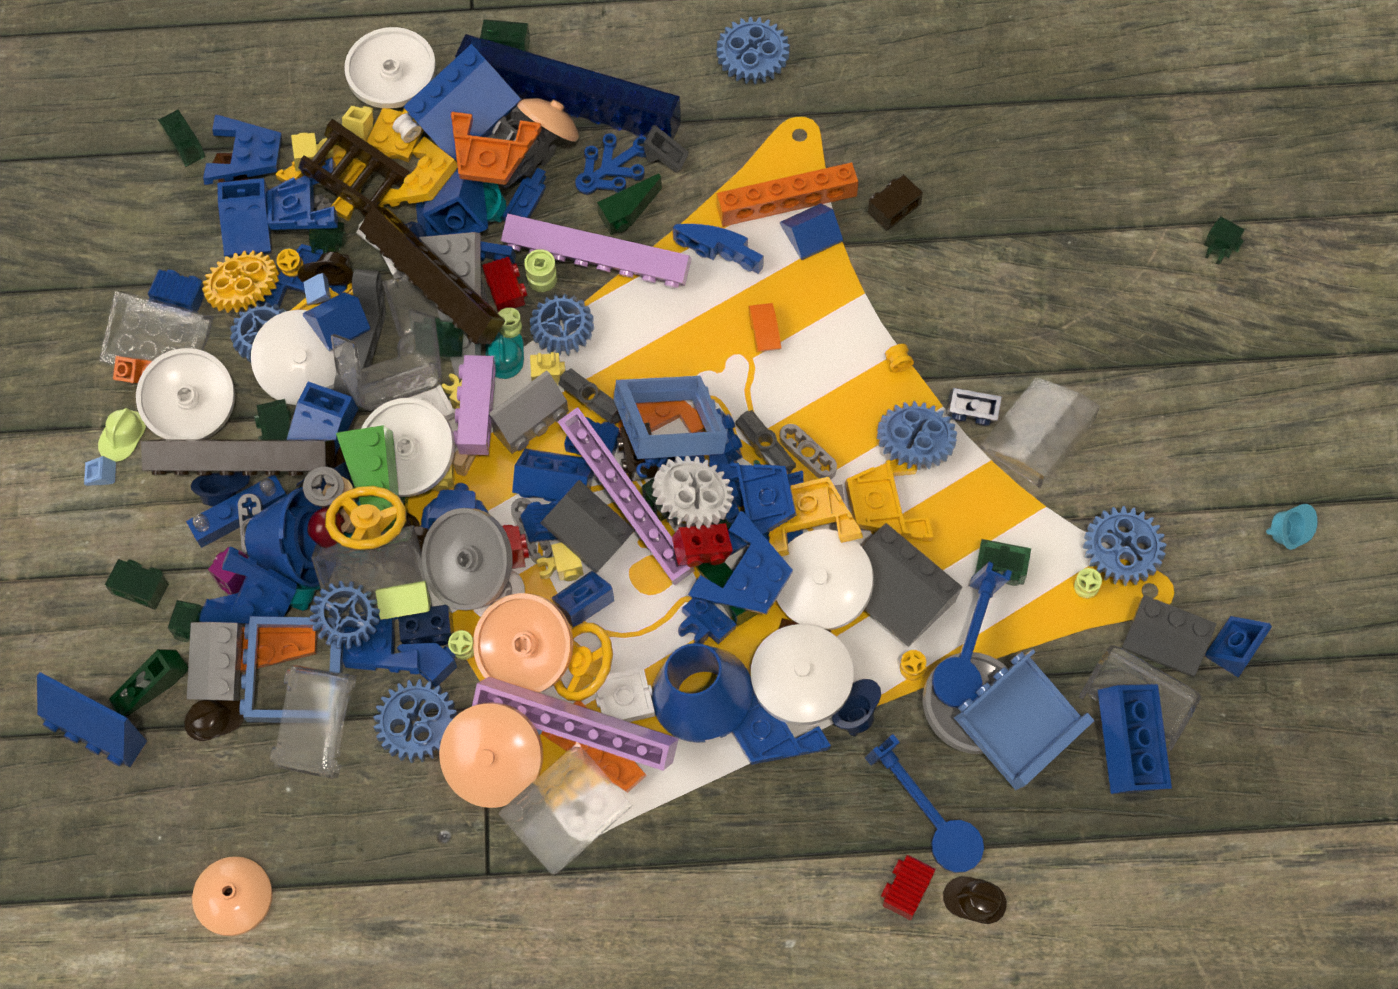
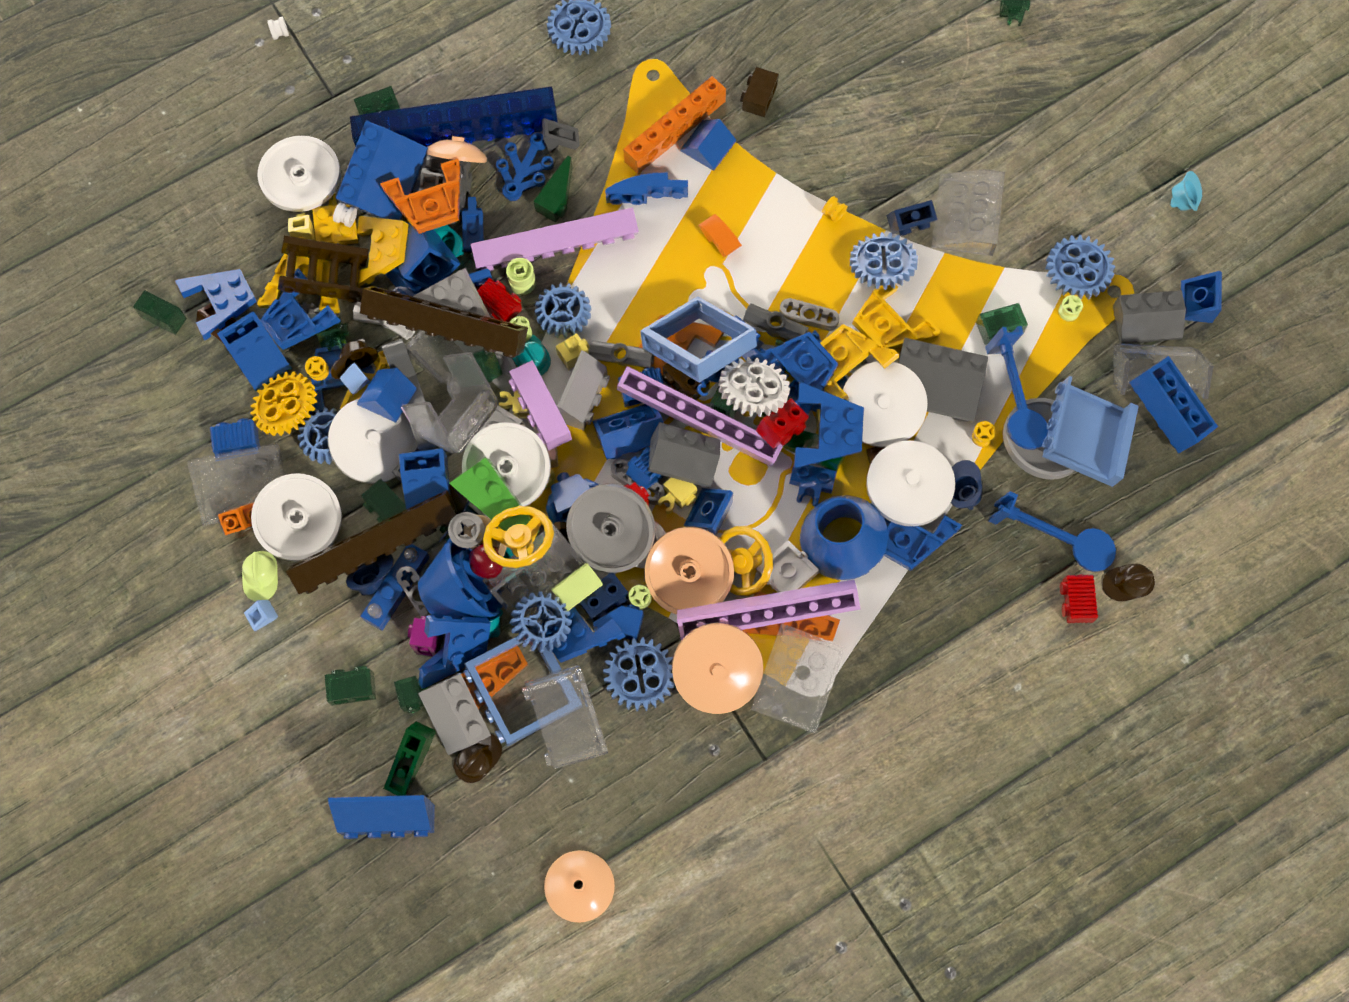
camera: 30 degrees left, 5 degrees up
(306, 145) = (271, 269): light yellow brick -> none

